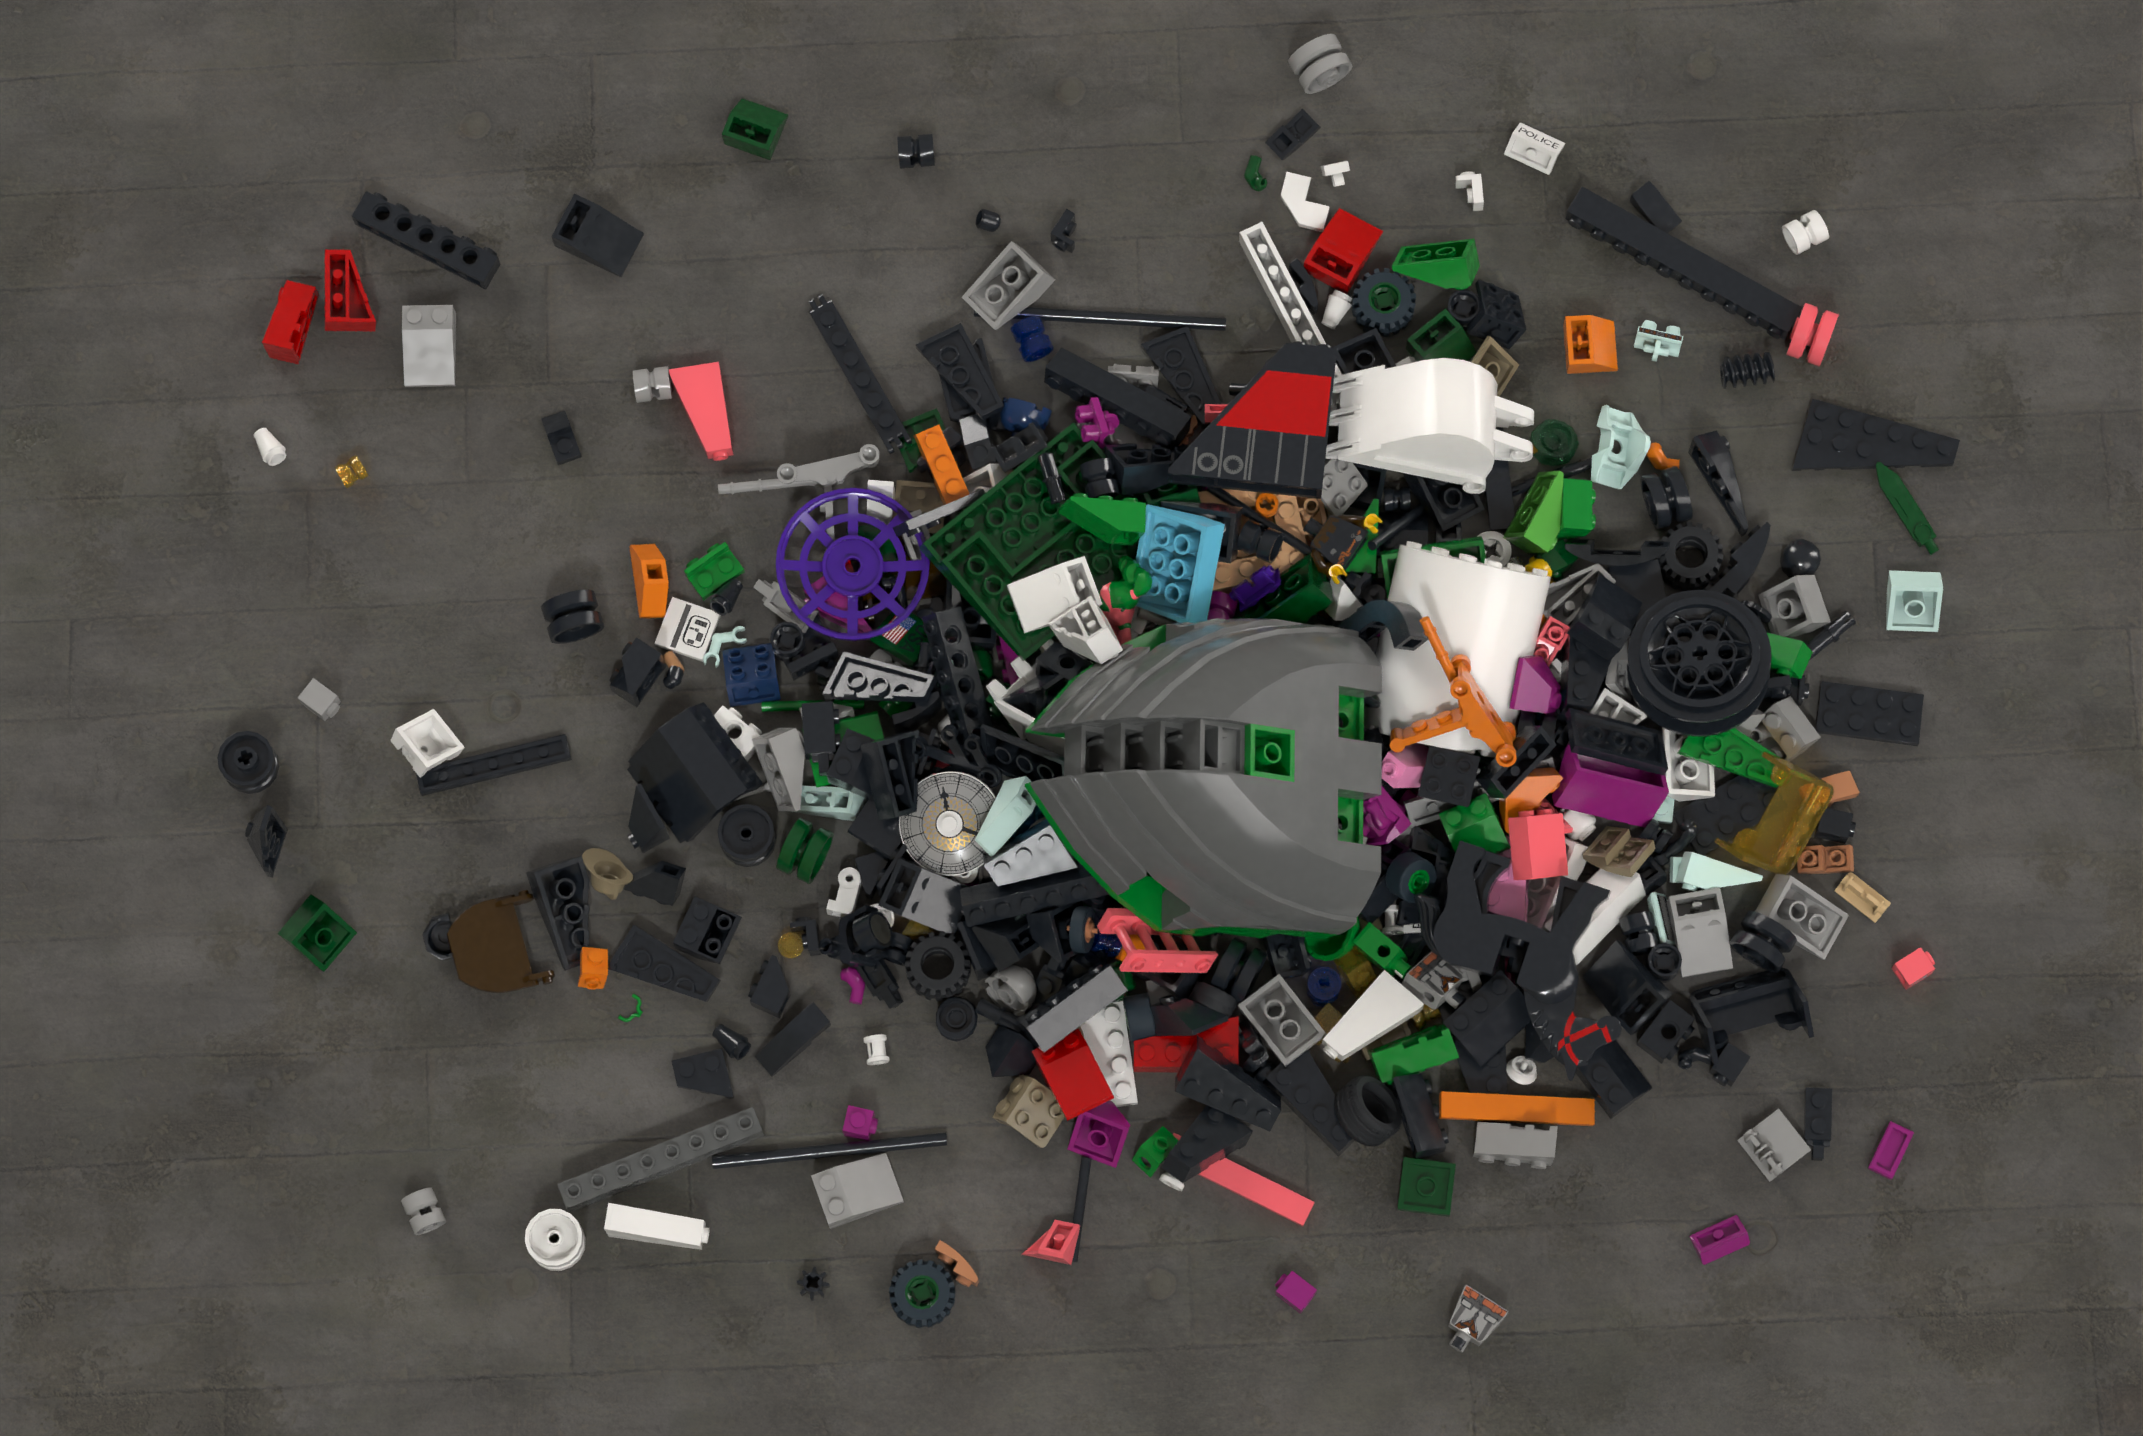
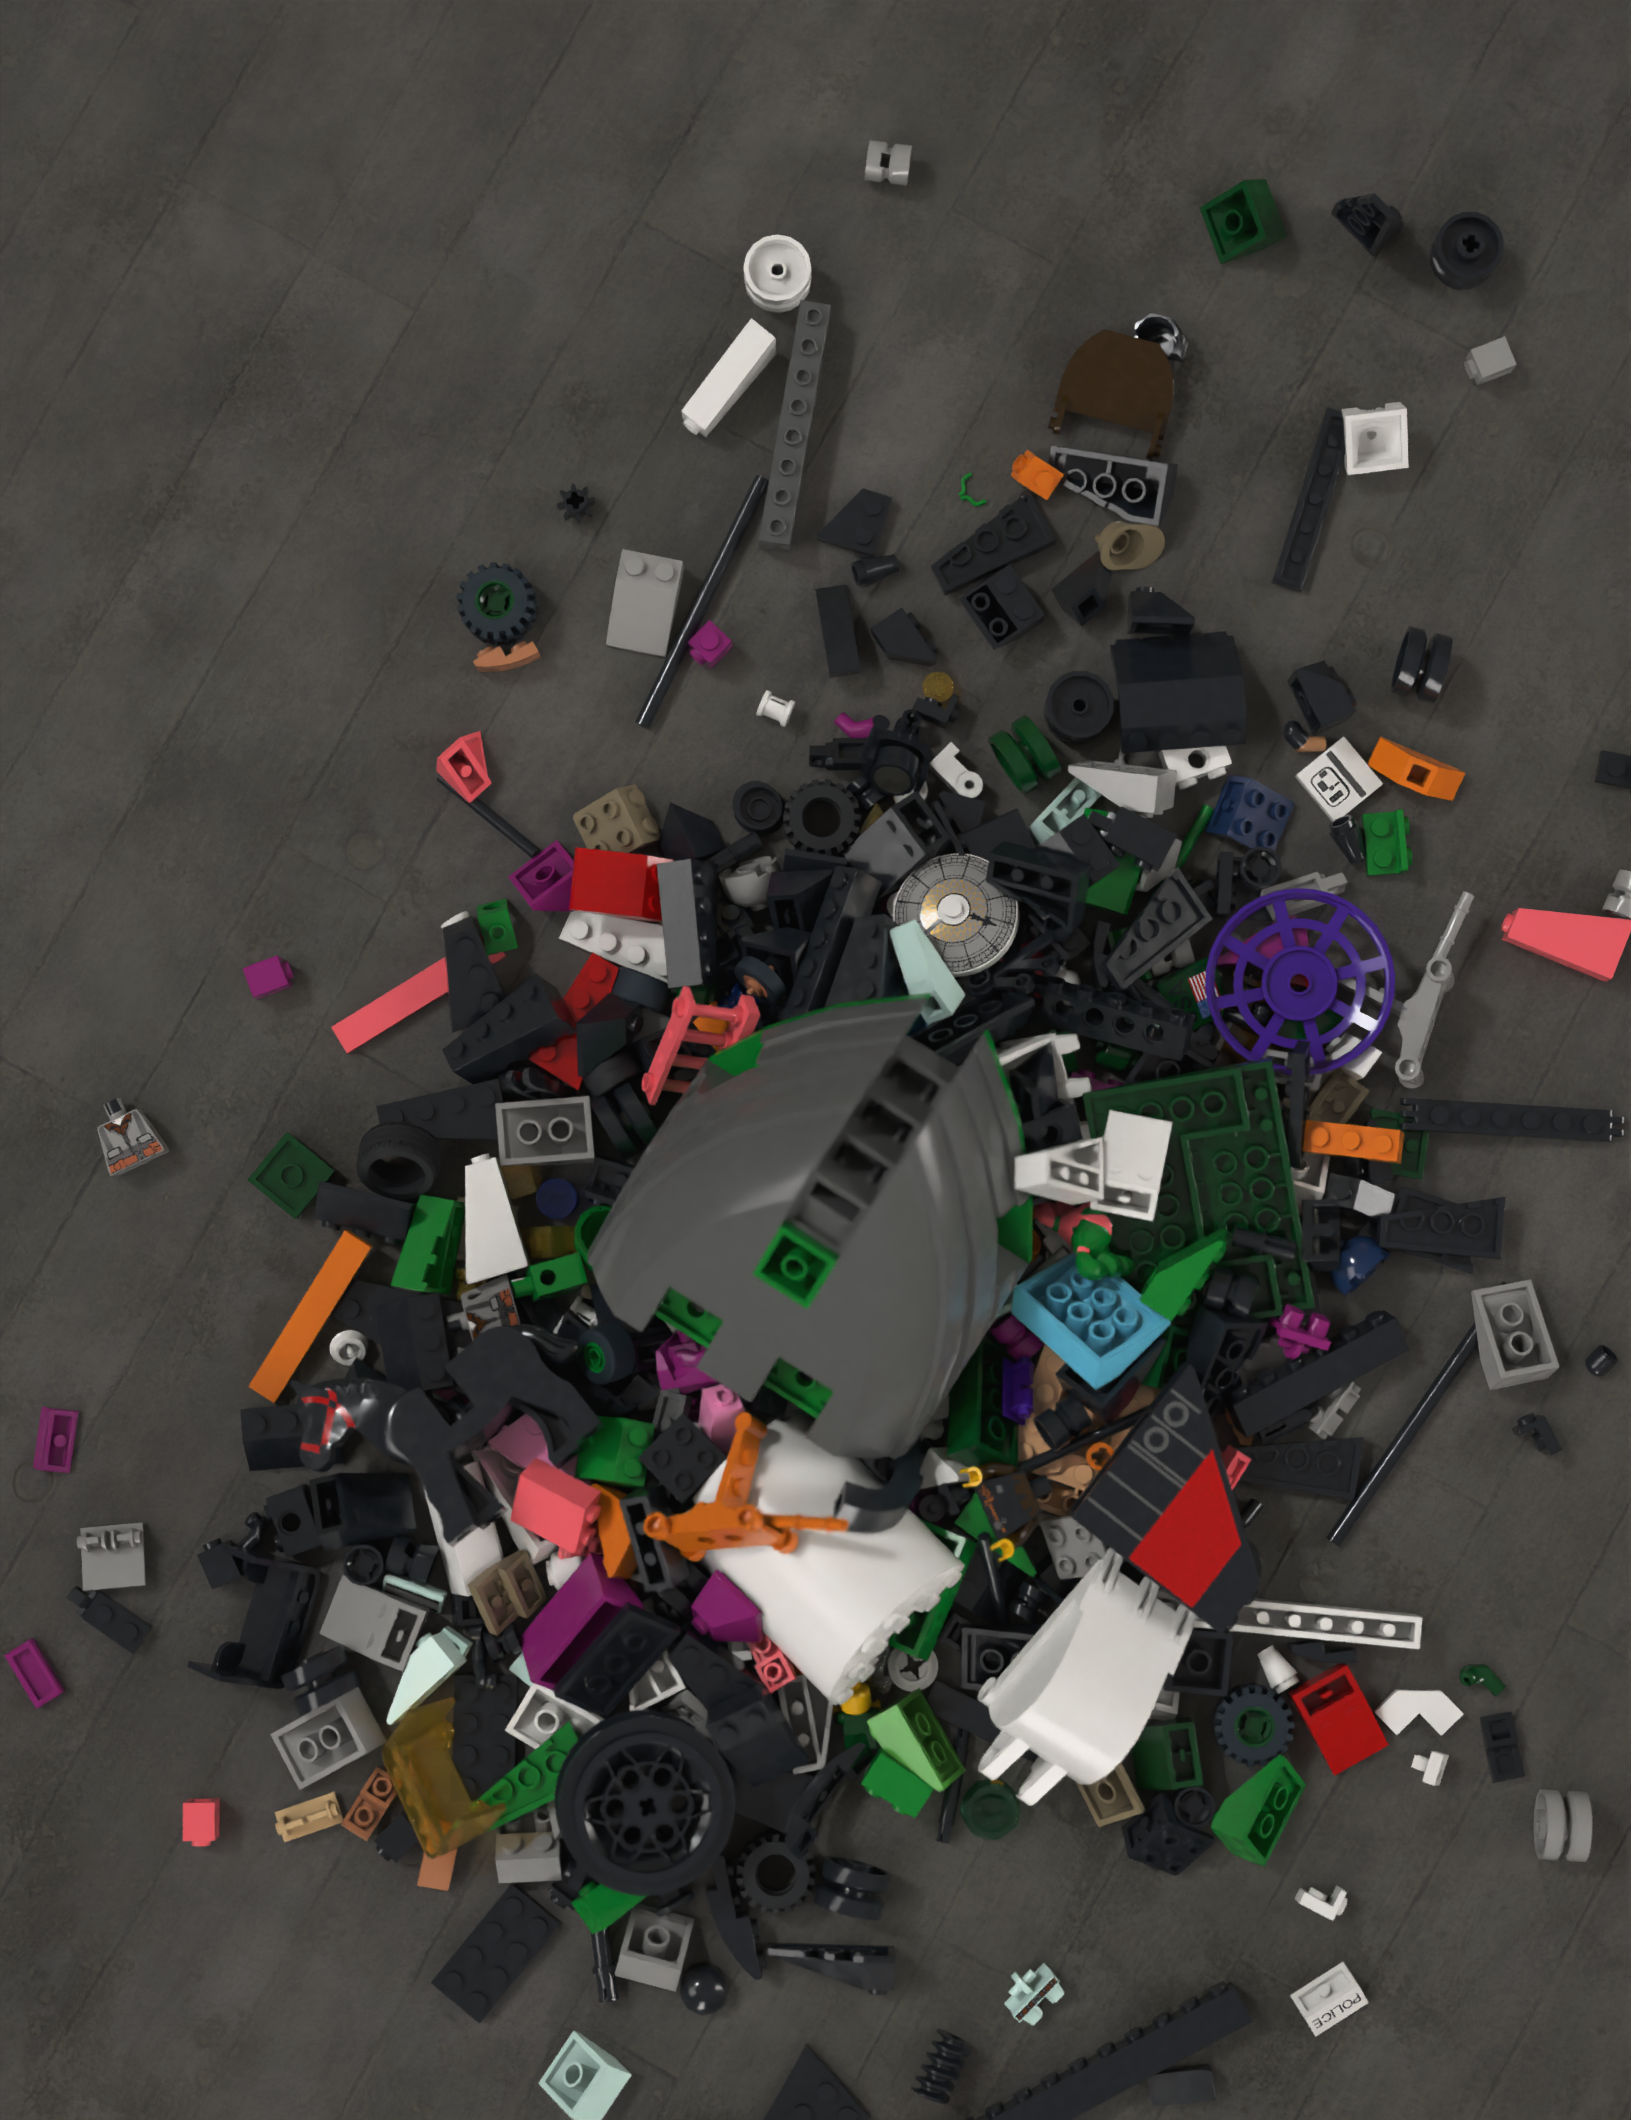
camera: 120 degrees right, 10 degrees up
(718, 638) = (1309, 805): light aqua arm -> none
(1031, 337) = (1443, 1325): clear blue wheel -> none
(1515, 1144) = (275, 1292): light grey wedge -> none
(1589, 344) = (1072, 1916): orange slope -> none
(1612, 468) = (930, 1891): light aqua piece -> none
(1658, 458) = (902, 1908): orange arm -> none

